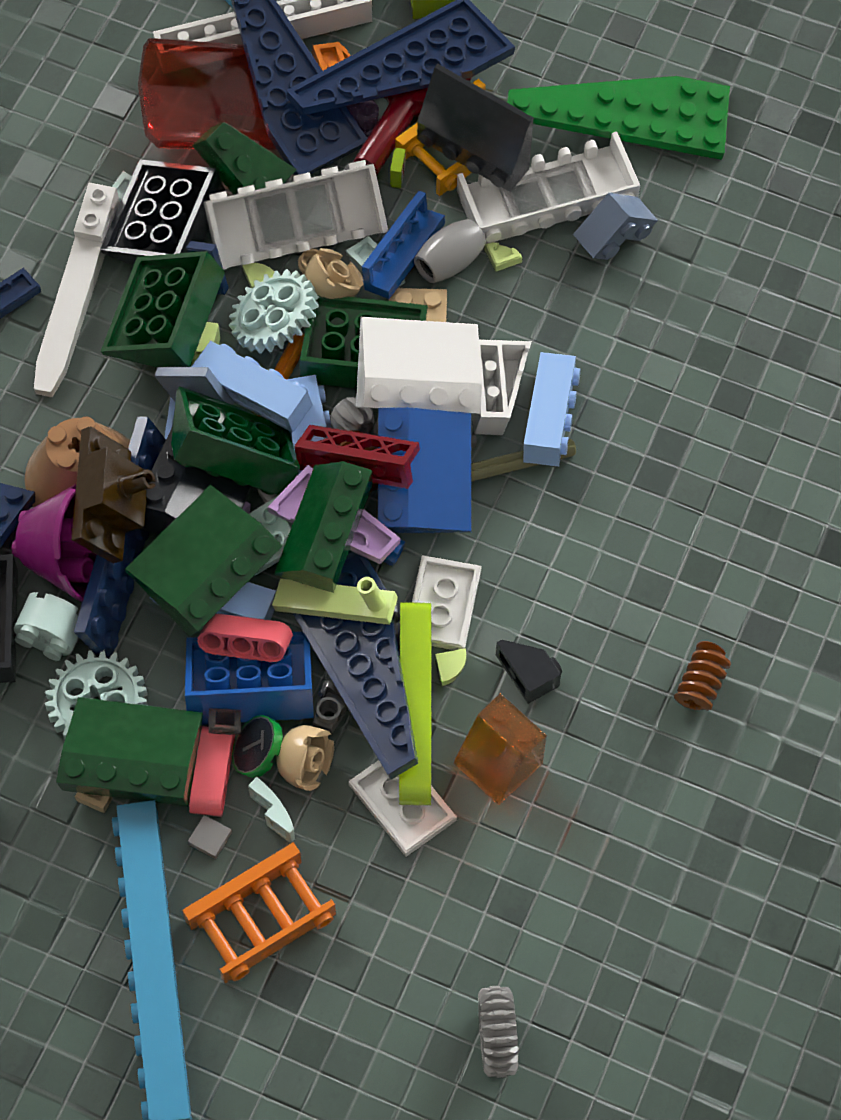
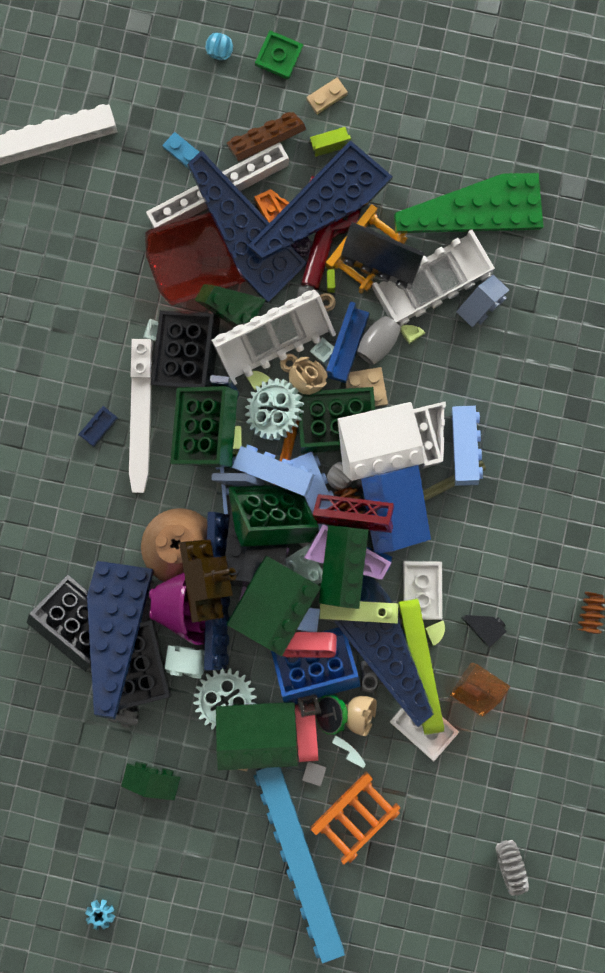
camera: 10 degrees left, 20 degrees up
(388, 189) = (327, 296): none -> tan plate

